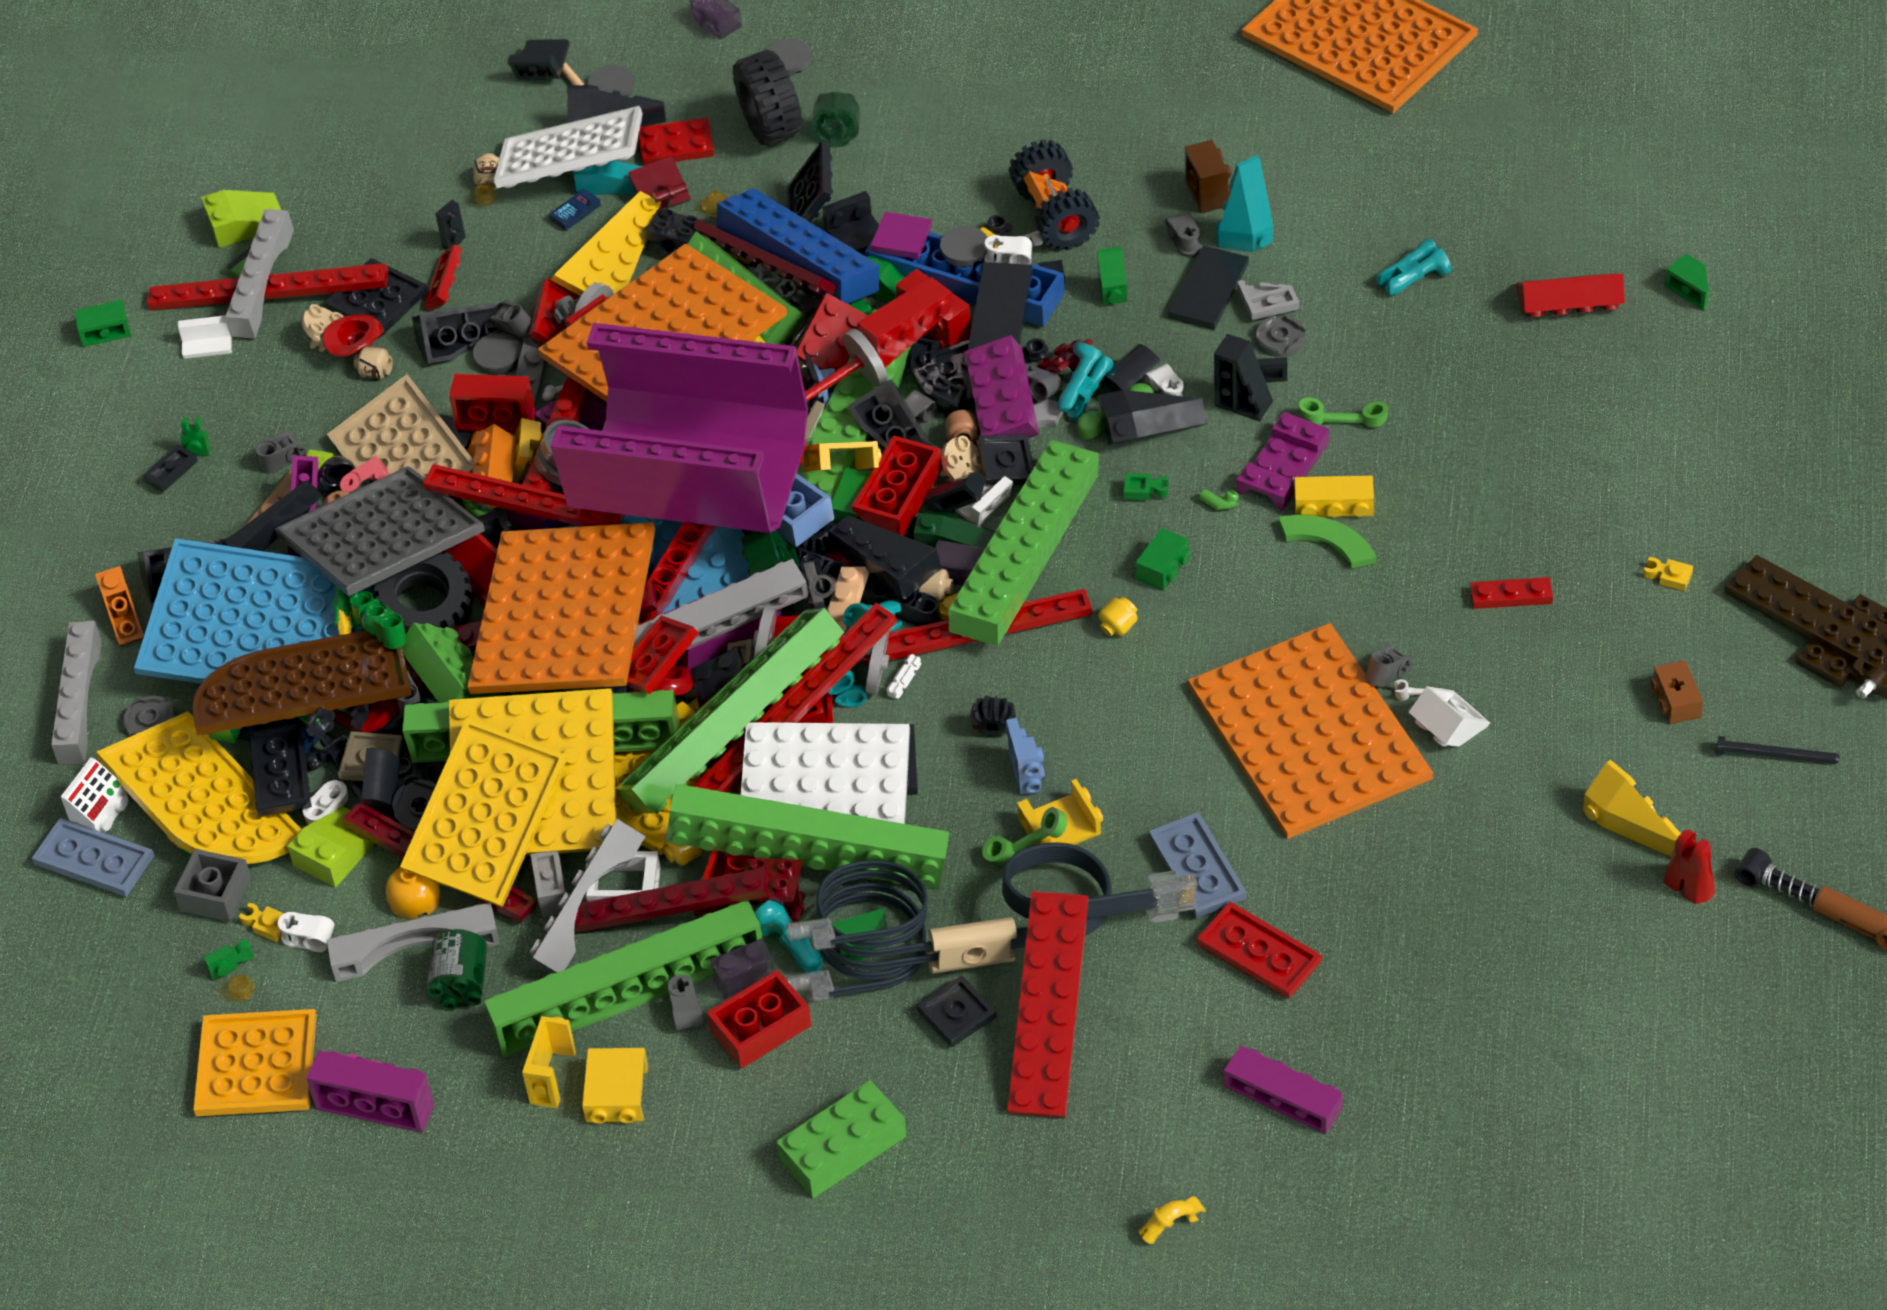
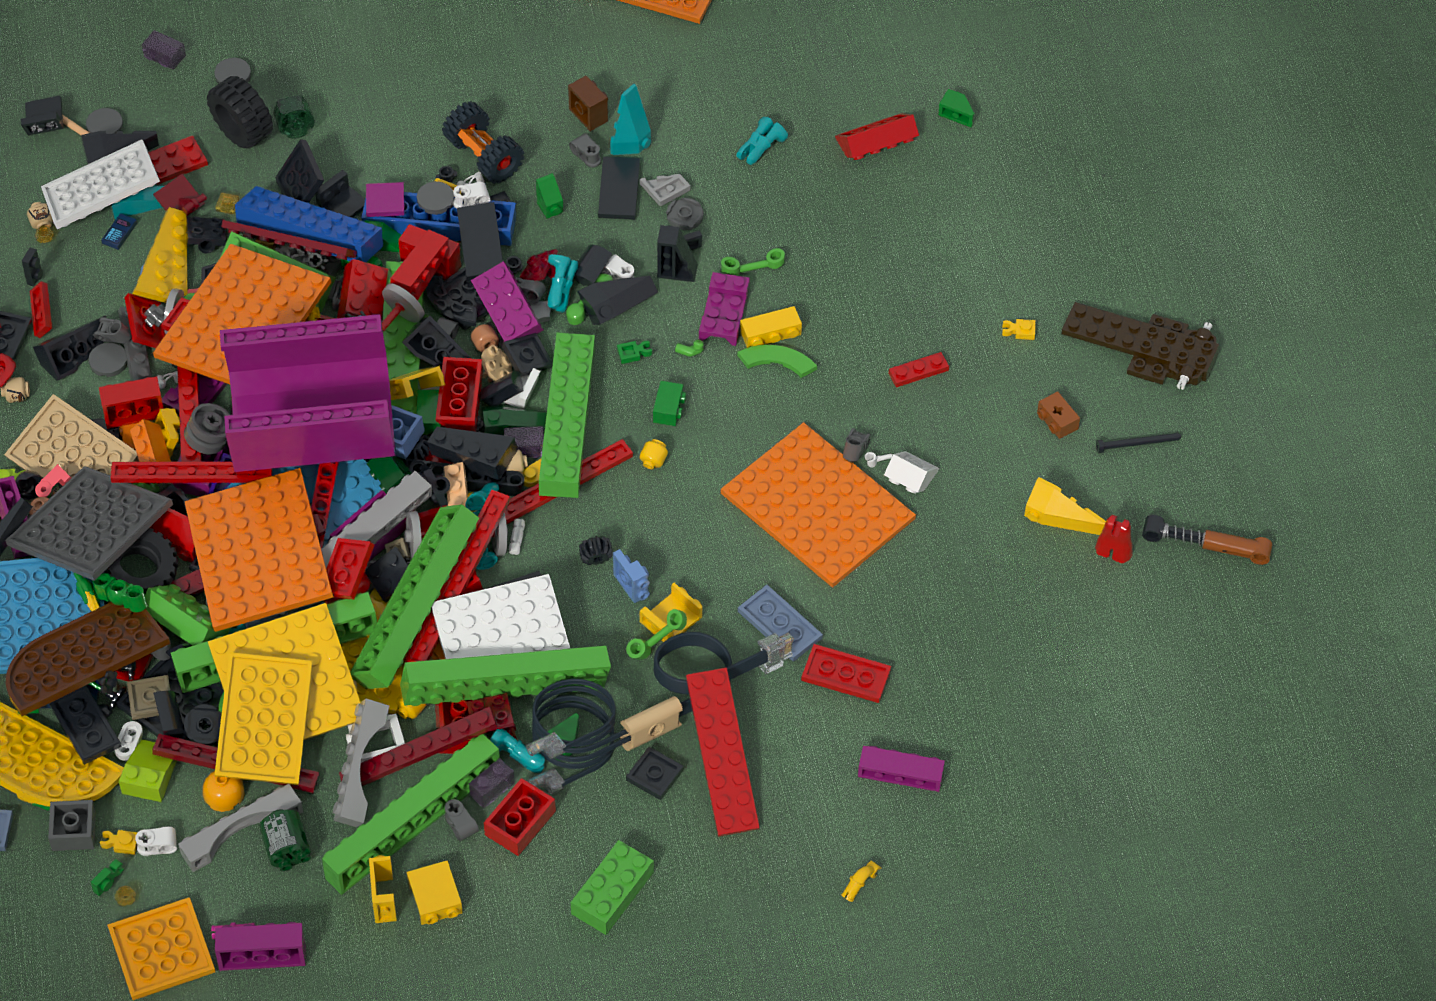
camera: 25 degrees left, 5 degrees up
(548, 881) = (325, 756): light grey panel -> none

